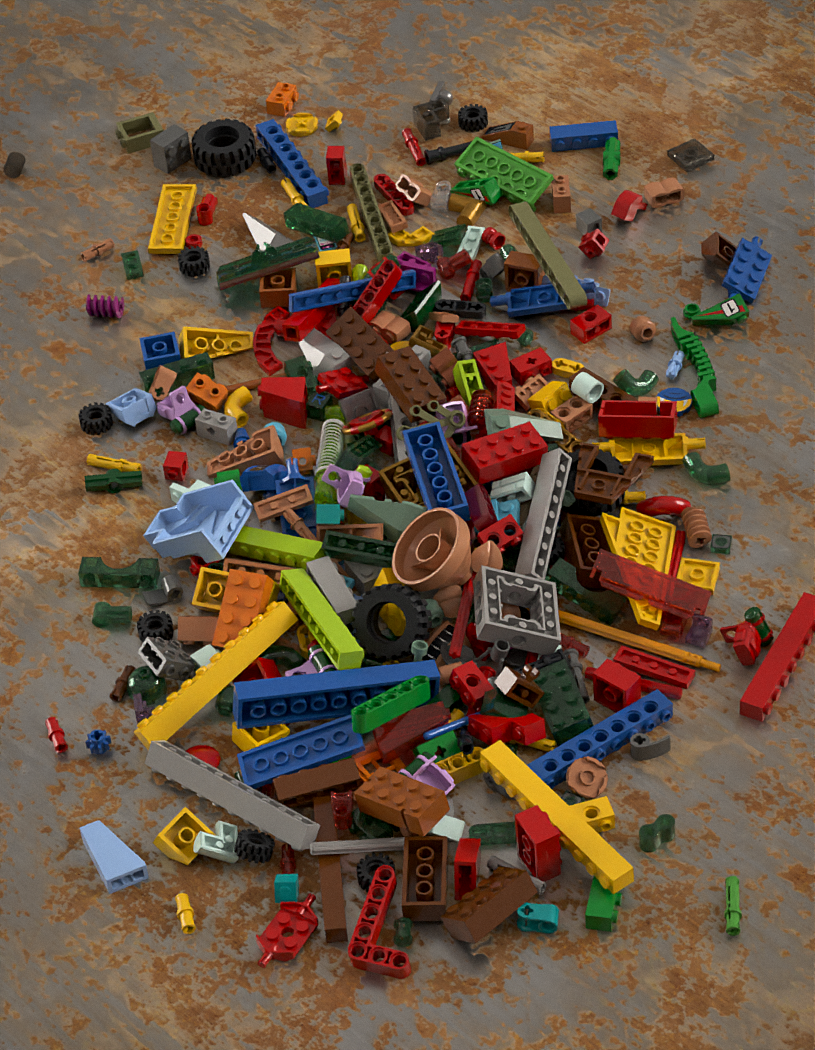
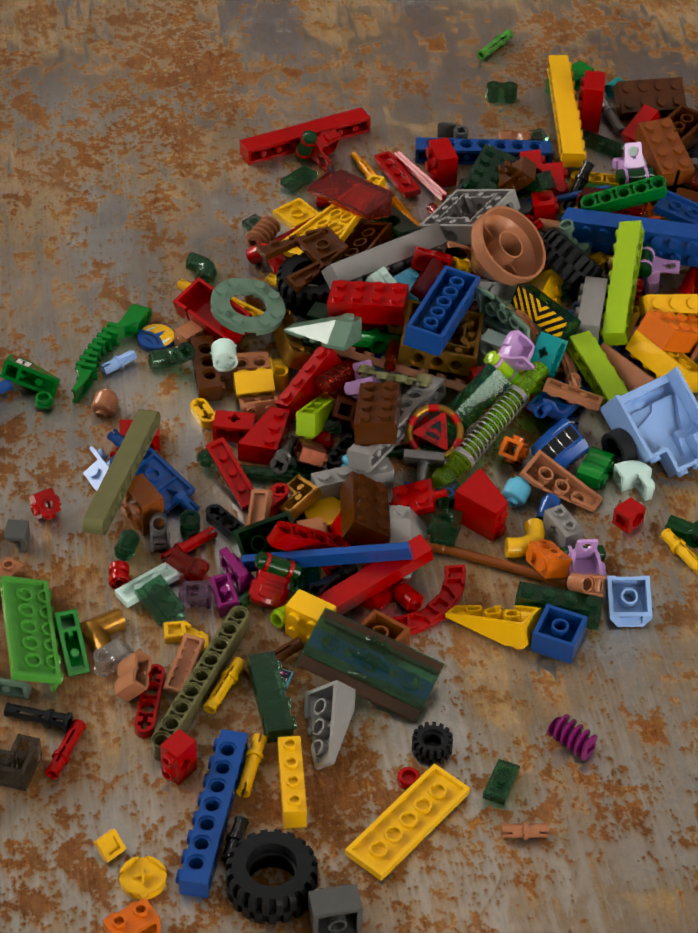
camera: 150 degrees left, 0 degrees up
(98, 425) = (674, 602): black tyre -> none
(206, 209) = (361, 806): red piece -> none
(259, 196) = (292, 782): none -> yellow brick
(596, 813) = (533, 117): yellow brick -> none
(615, 438) = (234, 321): none -> sand green plate
(735, 607) = (298, 178): none -> clear green plate

